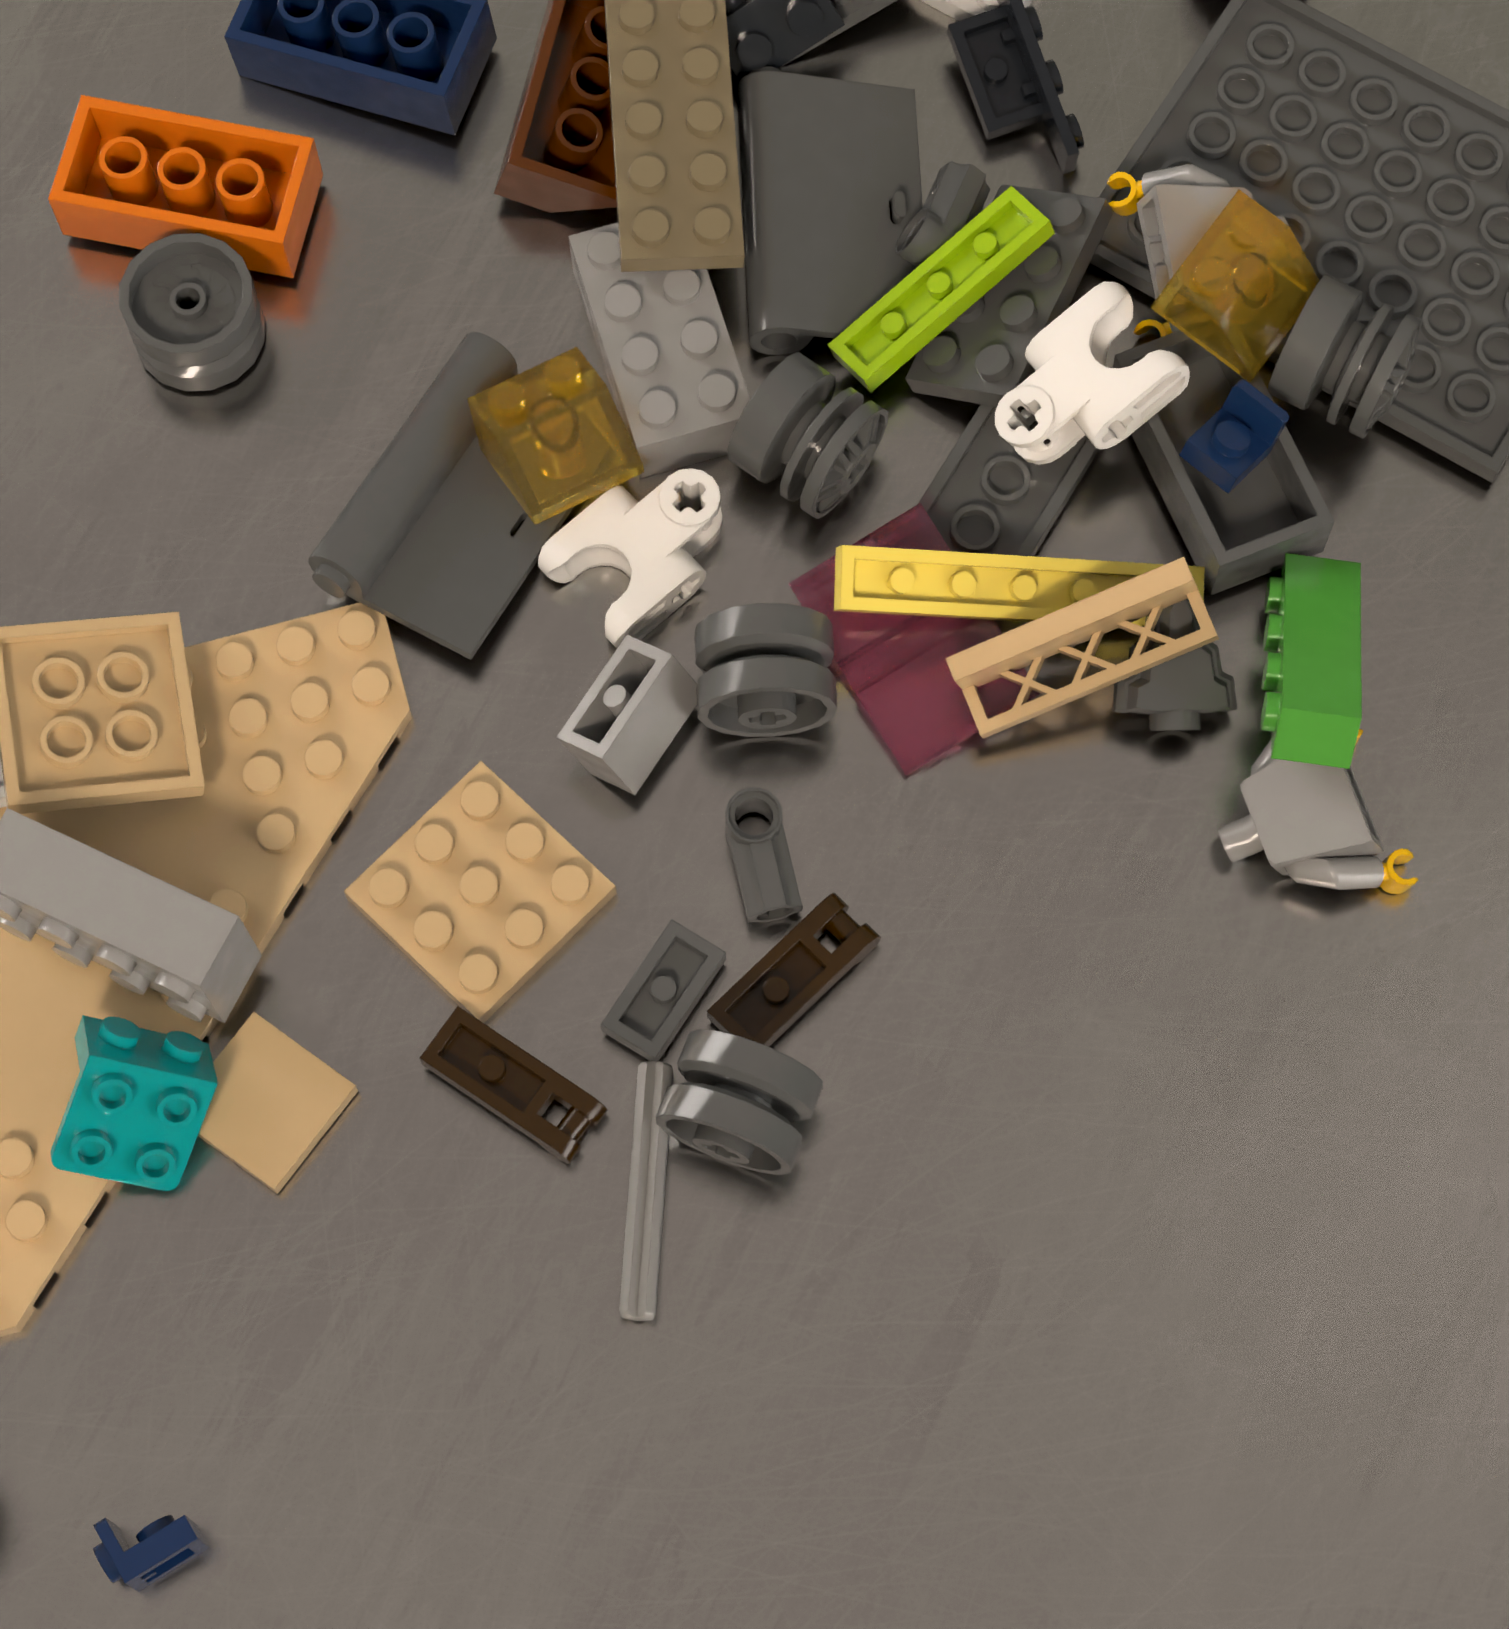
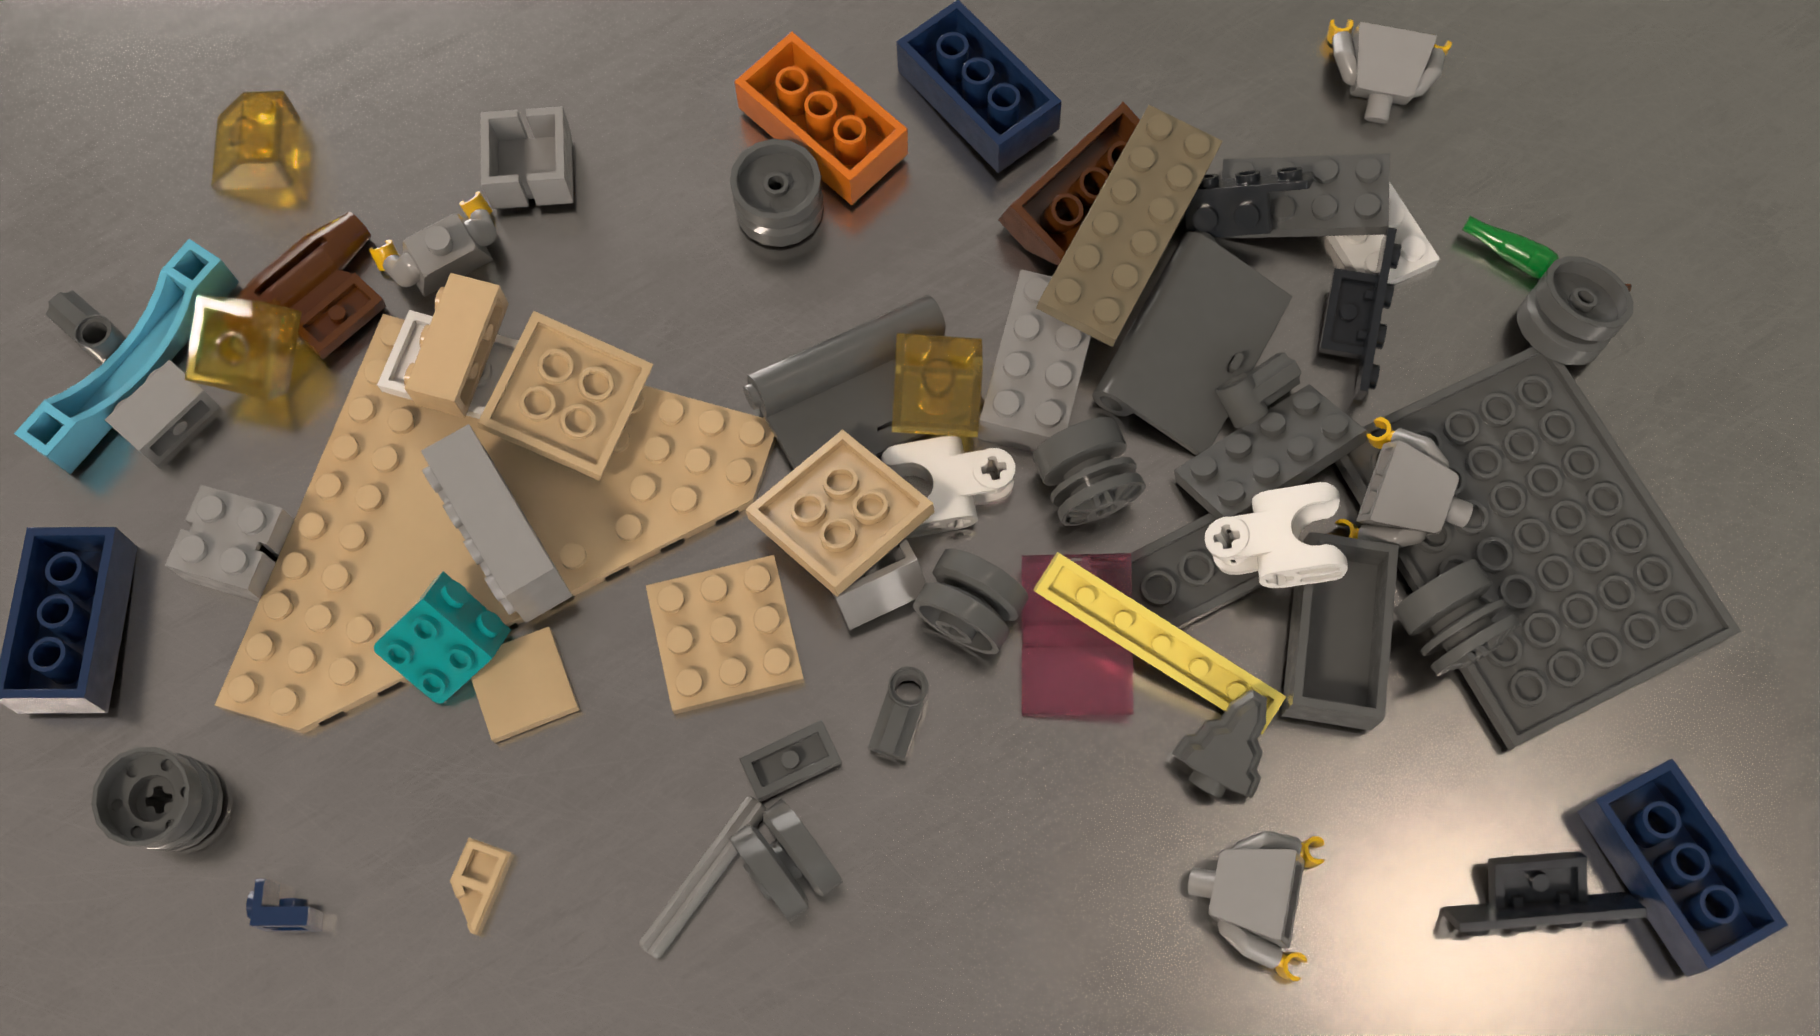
camera: 30 degrees right, 0 degrees up
(370, 1364) = (479, 880): none -> tan tile
(511, 1083) = (666, 761): dark brown plate -> none
(537, 654) = (840, 512): none -> tan plate
(793, 974) = (872, 799): dark brown plate -> none
(941, 288) = (1228, 428): lime plate -> none
(1075, 625) = (1175, 687): tan fence -> none
(1236, 436) = (1352, 628): dark blue bracket -> none
(1240, 287) = (1413, 535): clear yellow slope -> none
(1313, 661) = (1316, 802): bright green brick -> none

